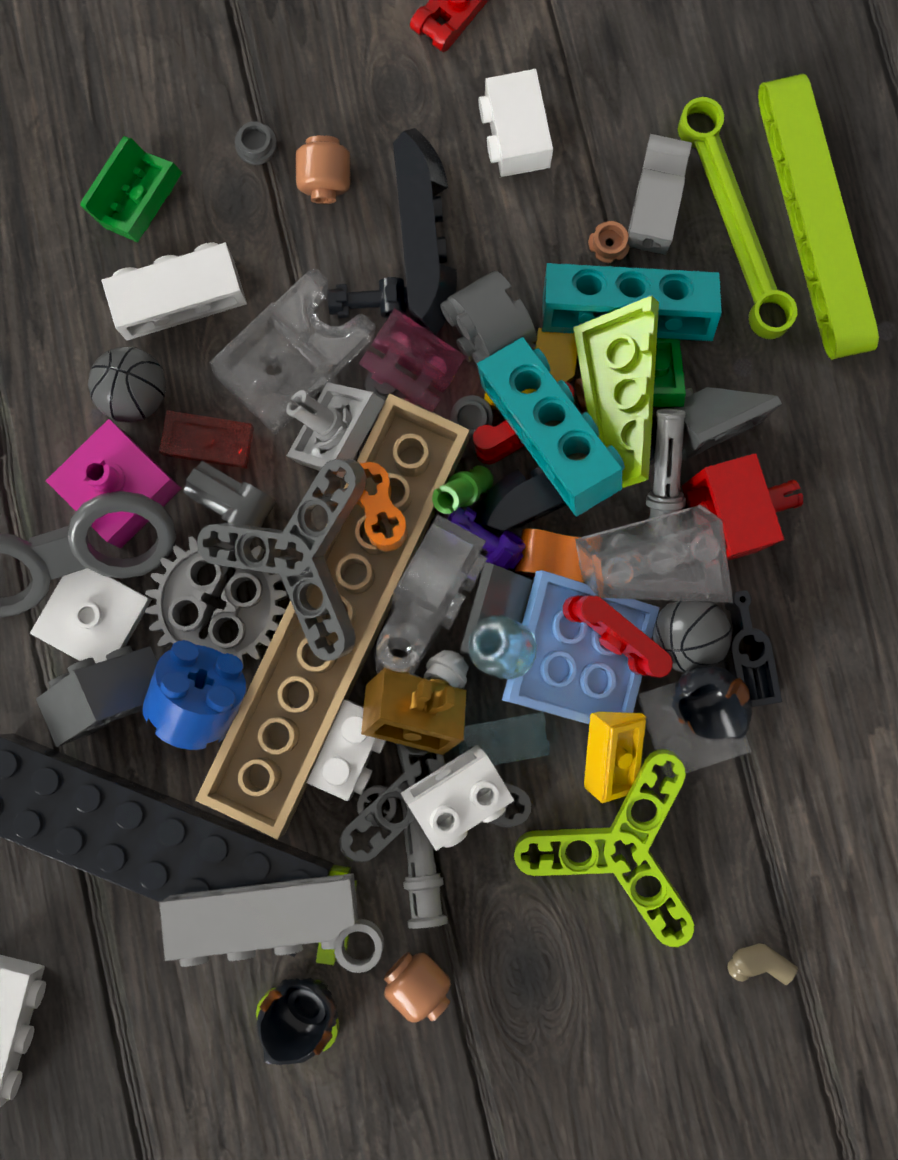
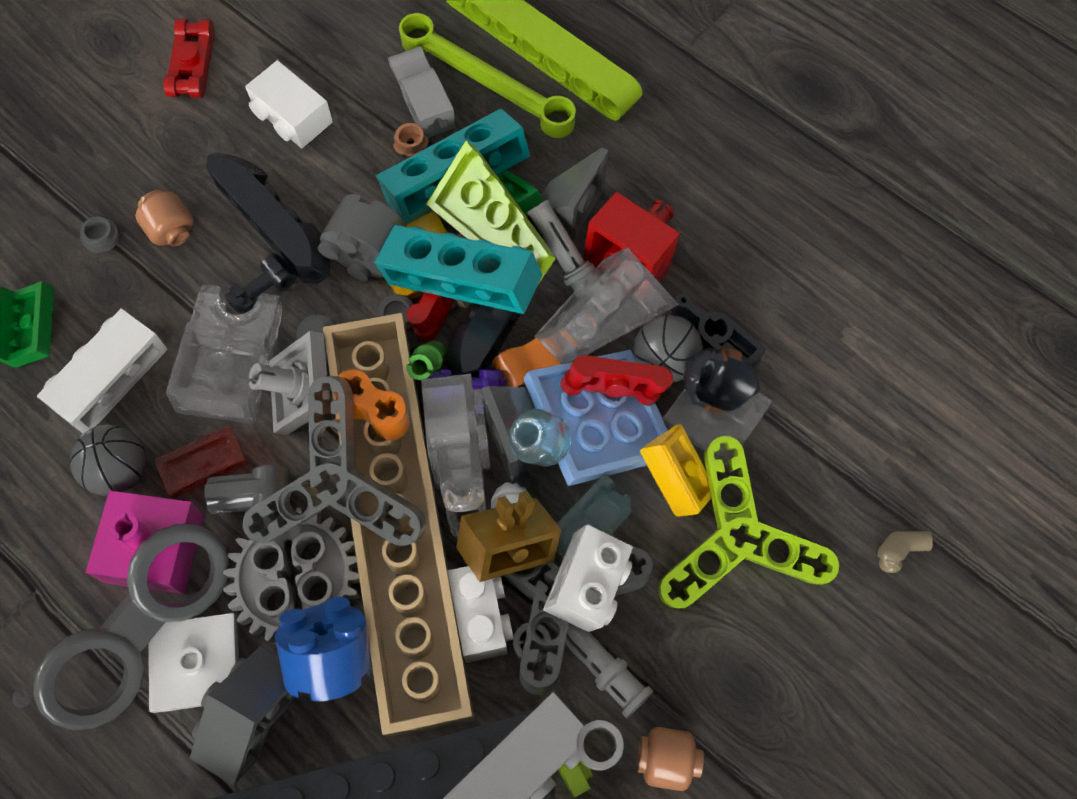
camera: 40 degrees left, 15 degrees down
(418, 352) = (330, 295): clear pink plate -> none

